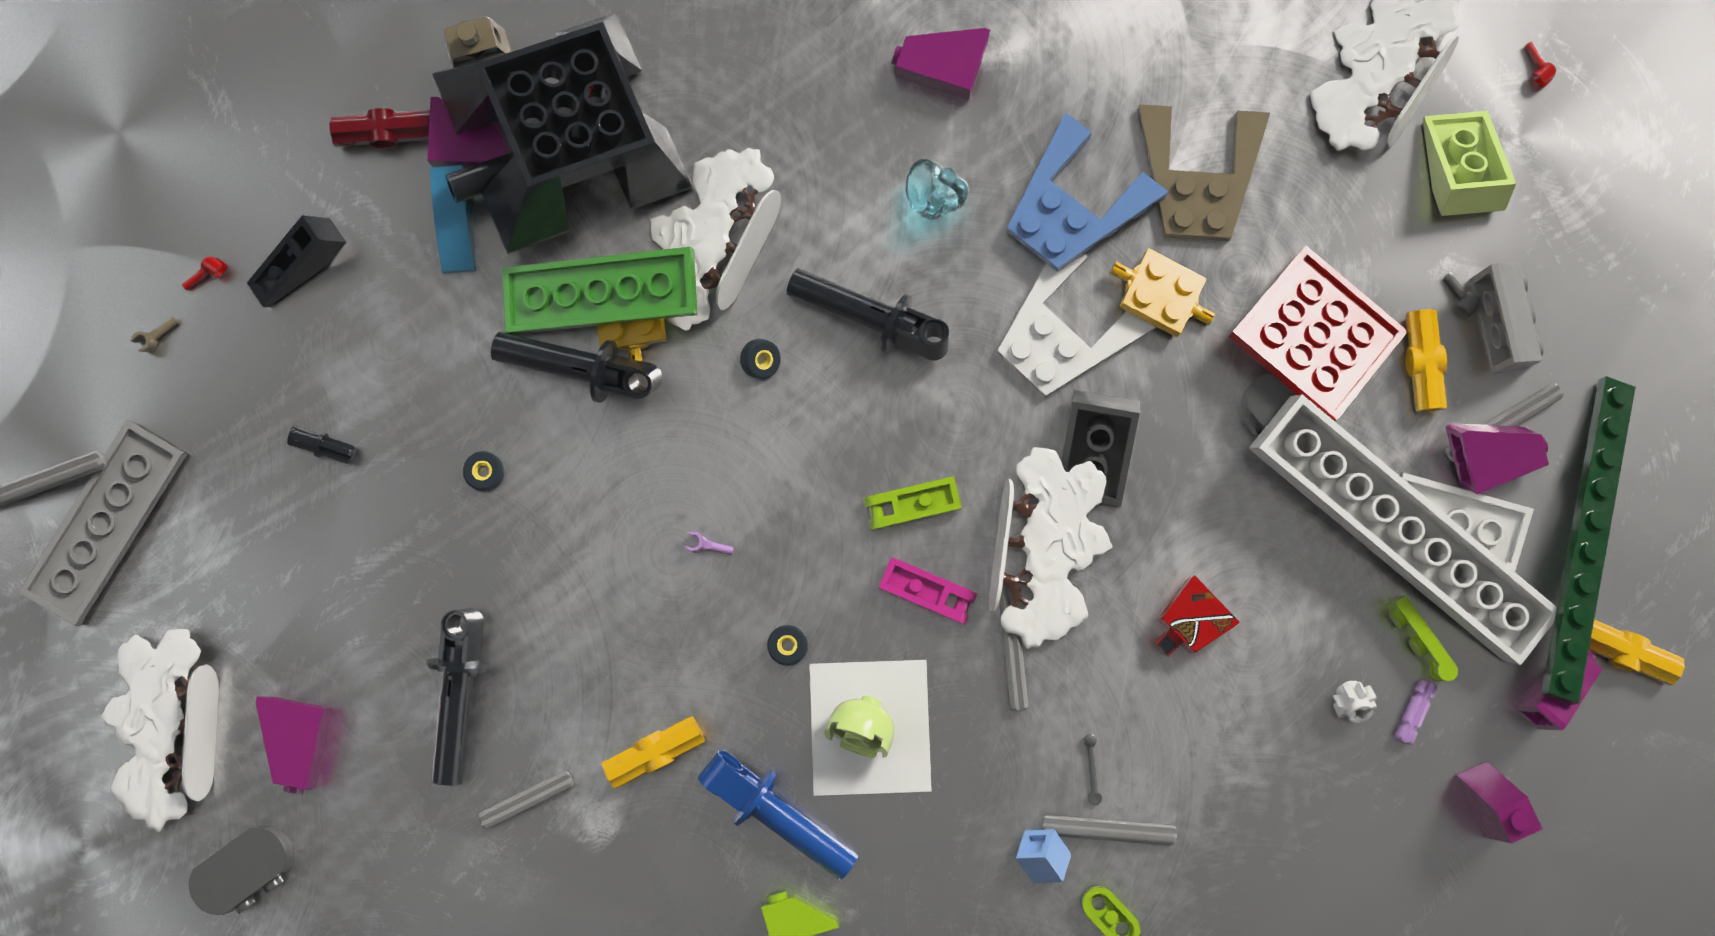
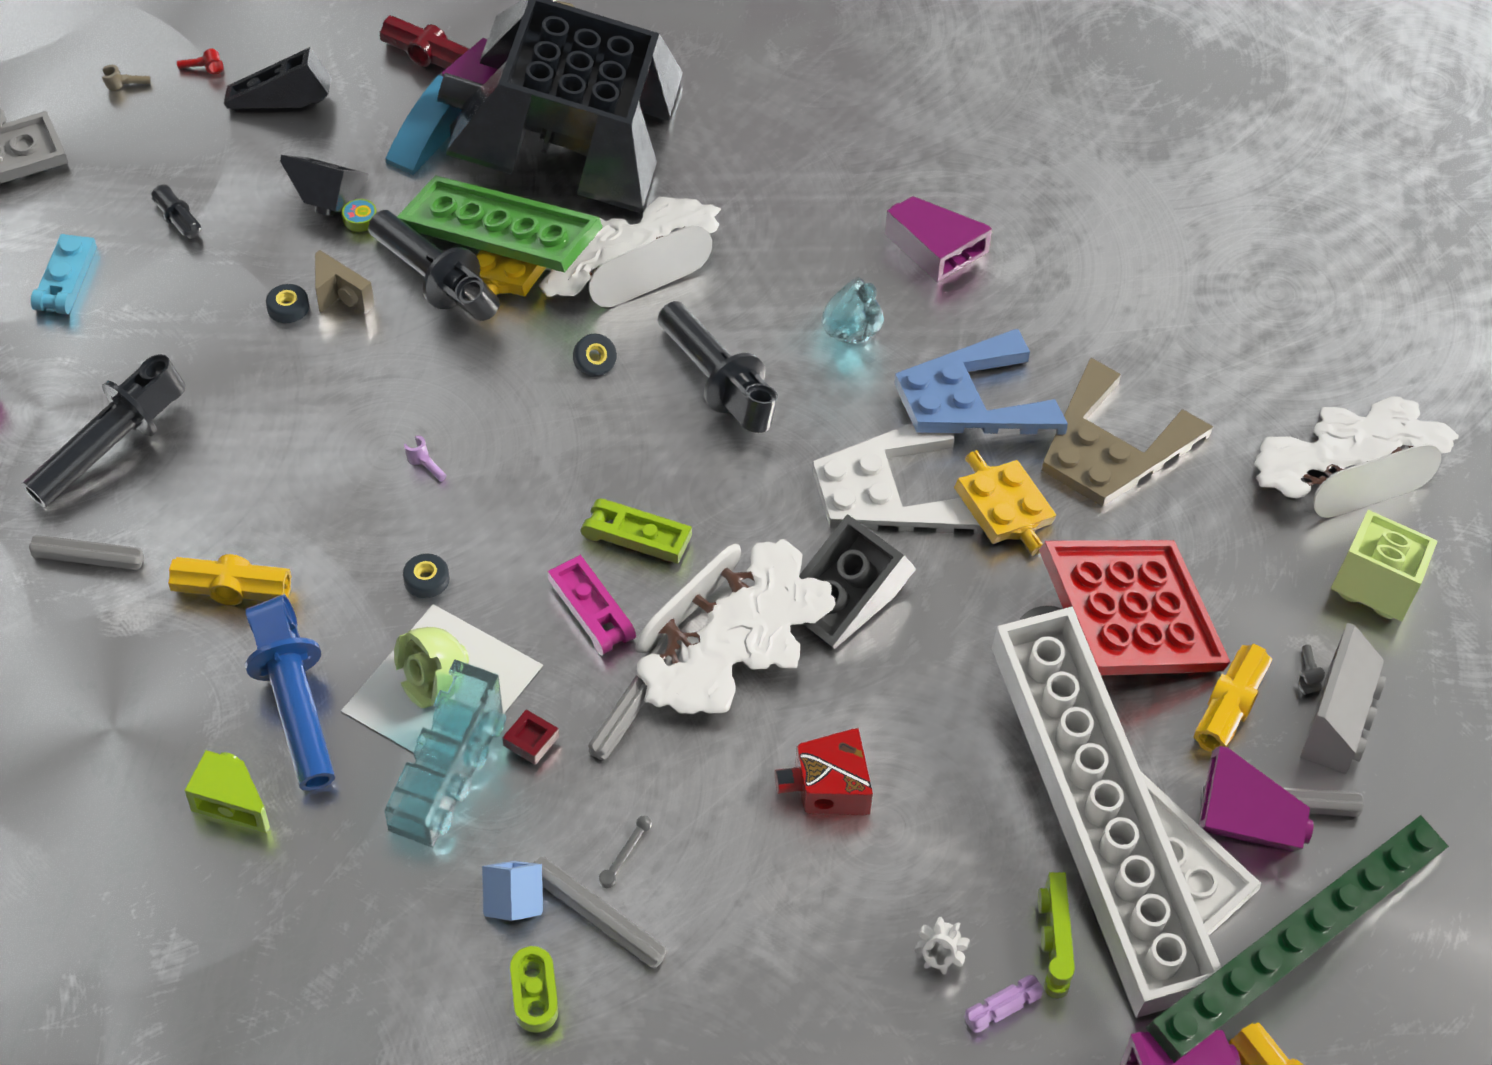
camera: 30 degrees right, 30 degrees down
(284, 565) = (64, 274): none -> medium azure plate
(416, 335) = (323, 183): none -> black slope
(469, 345) = (358, 214): none -> tile
(505, 431) = (337, 281): none -> dark tan slope
(928, 796) = (447, 755): none -> clear light blue wedge
(966, 729) = (530, 737): none -> dark red plate

